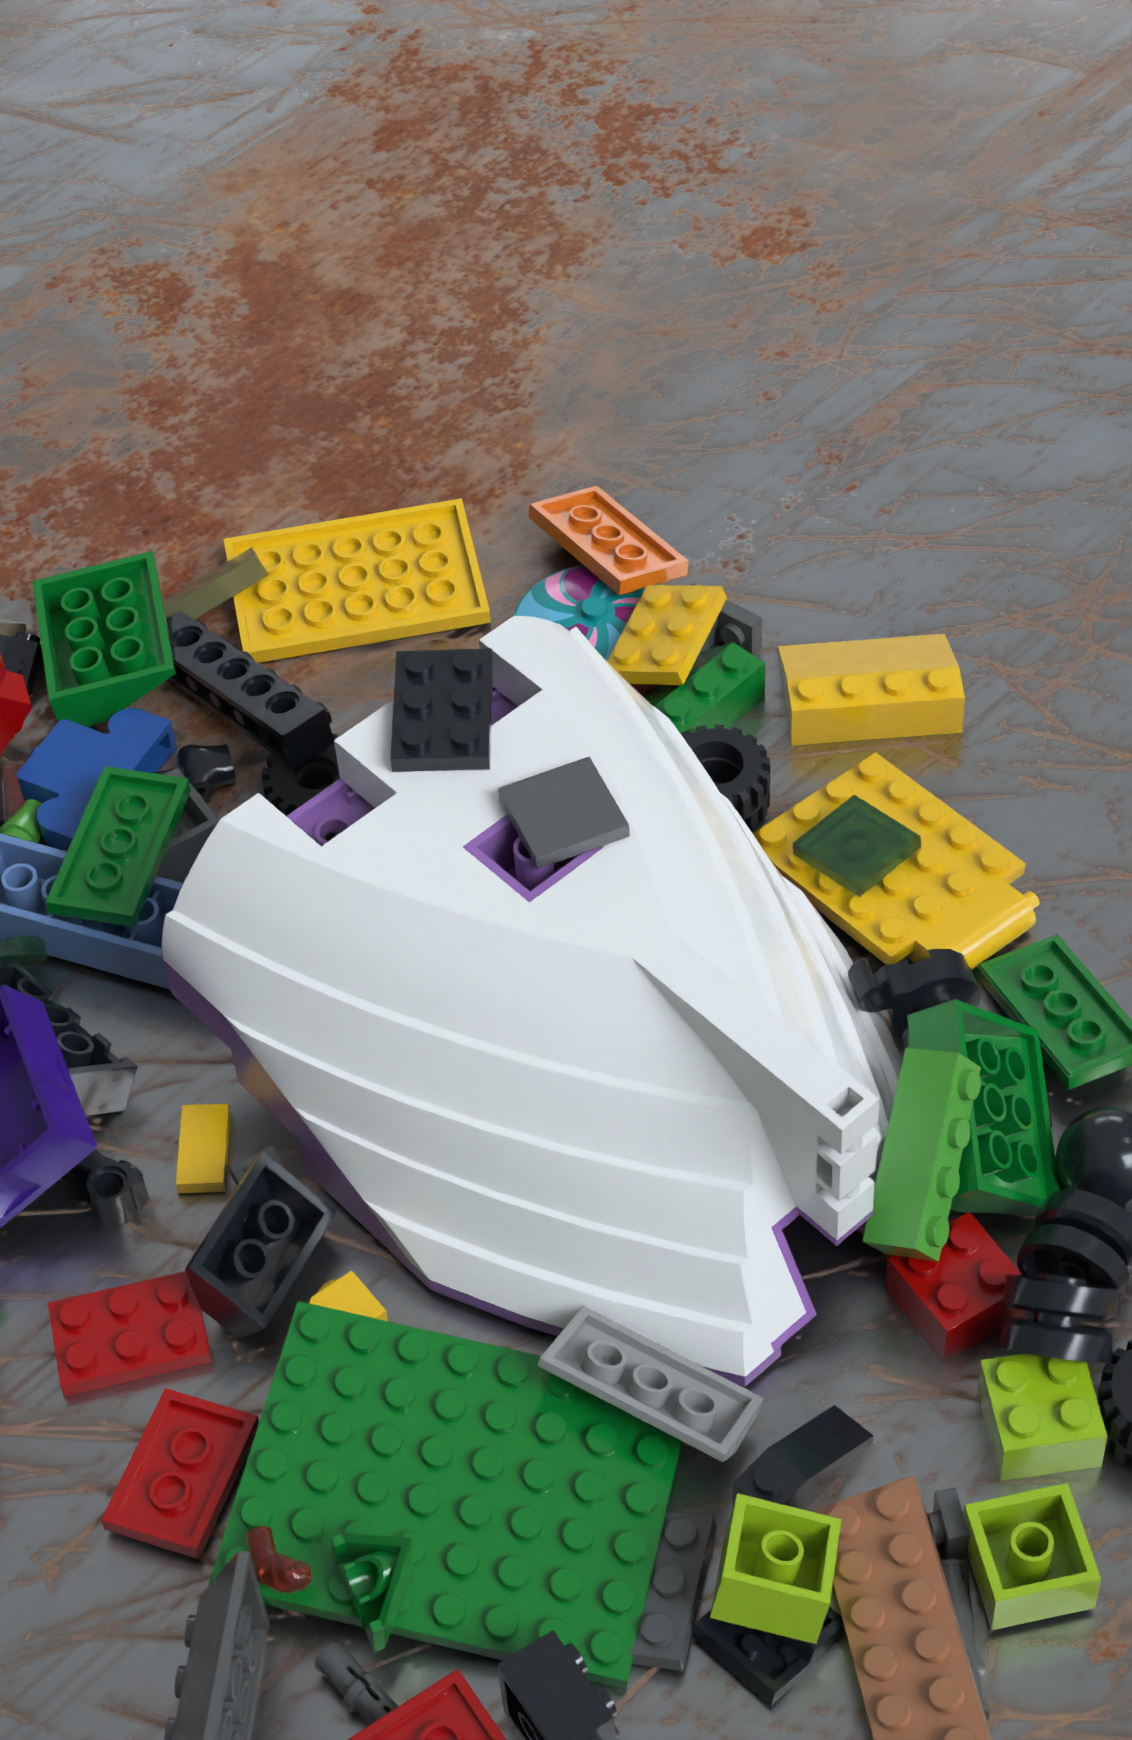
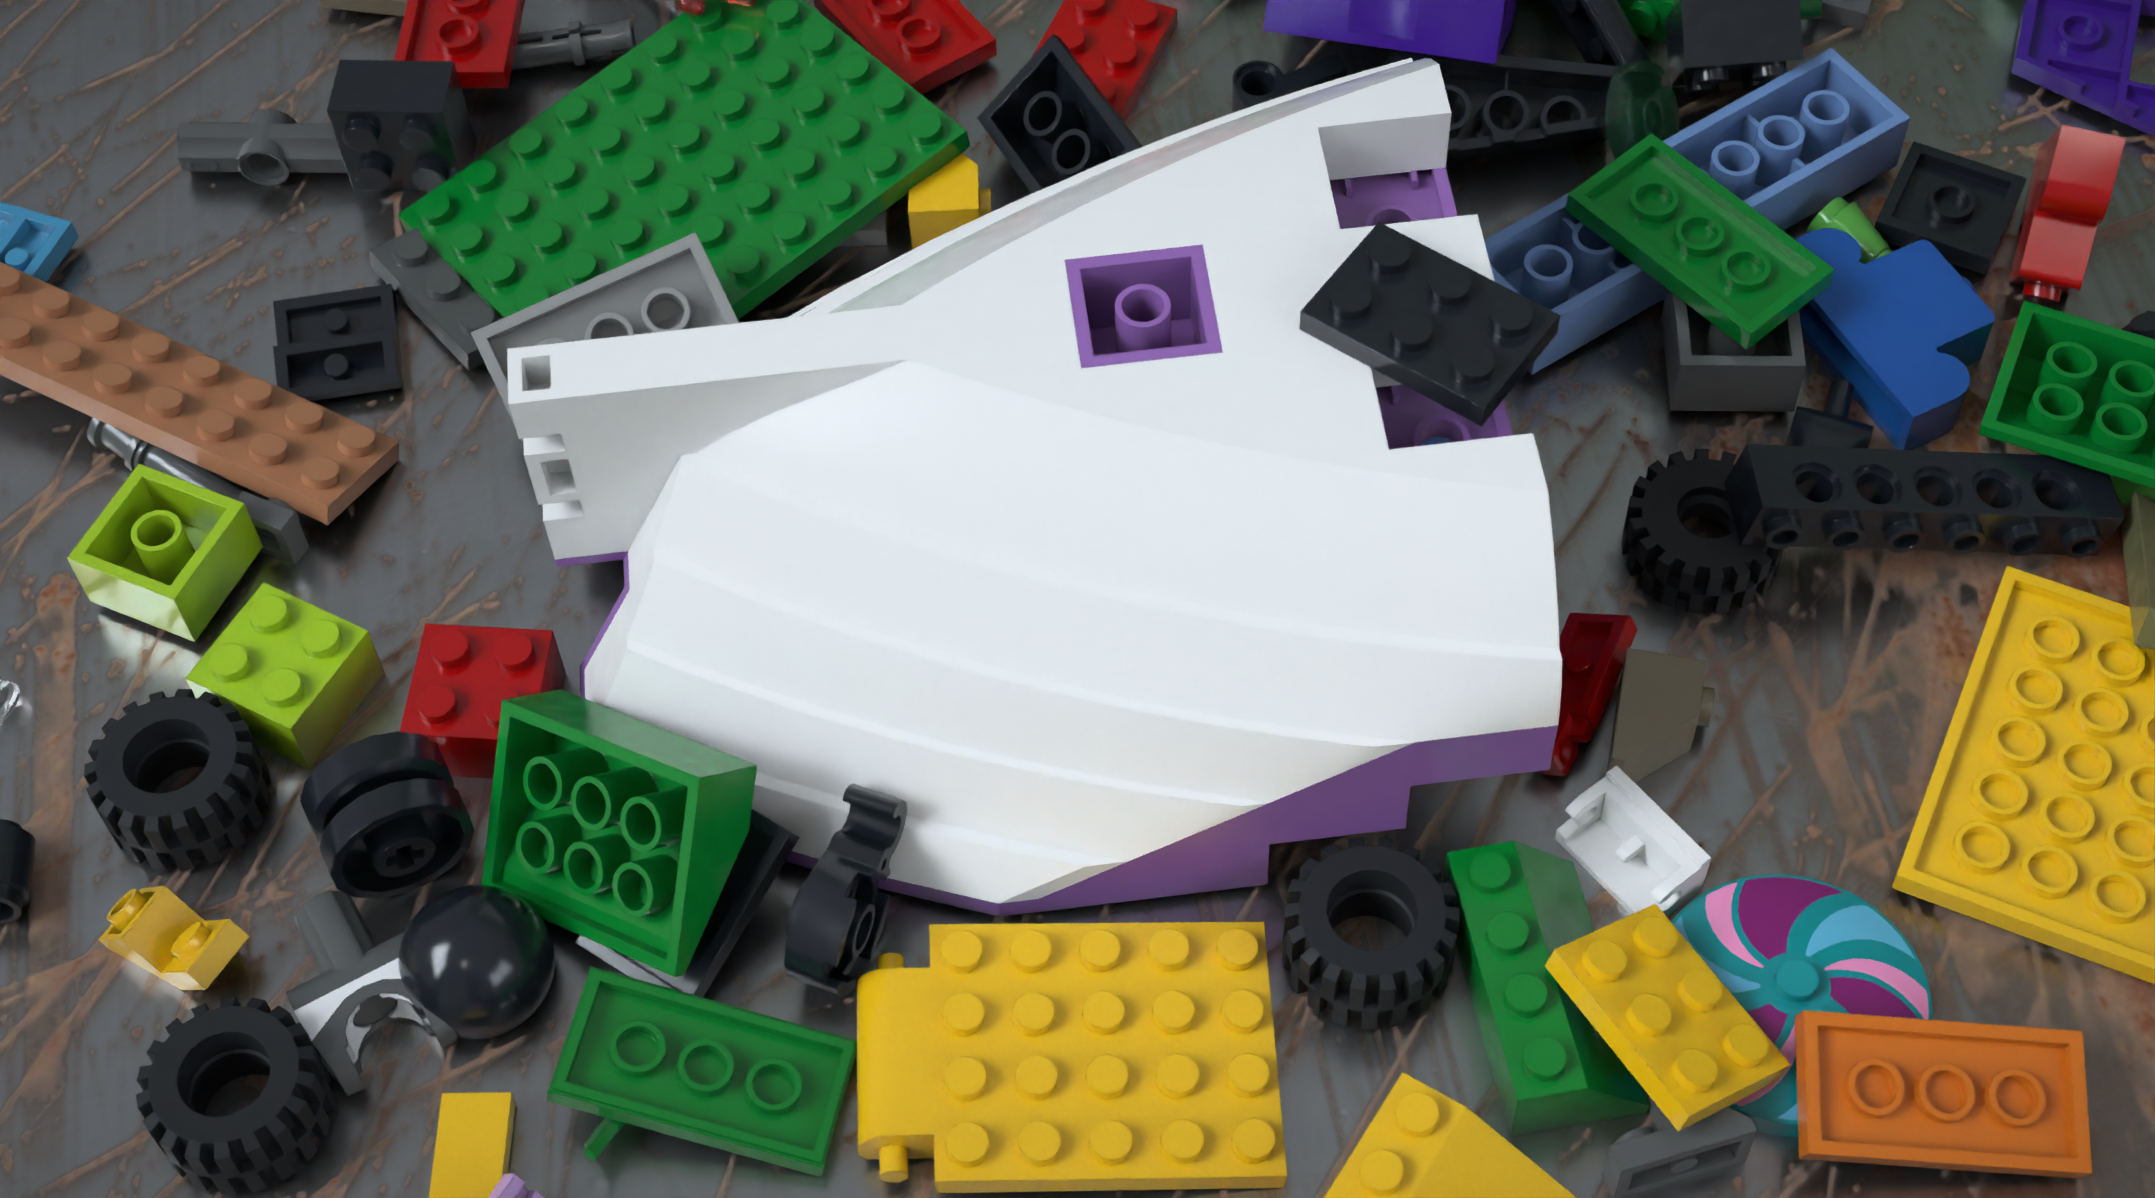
camera: 125 degrees right, 5 degrees up
(376, 1578) = (629, 44): green slope -> none
(563, 812) = (1157, 345): dark grey tile -> none
(776, 1568) = (347, 328): lime brick -> none
(805, 1461) = (444, 451): black slope -> none
(856, 845) = (1120, 999): clear green tile -> none
(922, 1154) = (582, 662): bright green brick -> none
(1058, 1317) = (316, 693): black wheel -> none

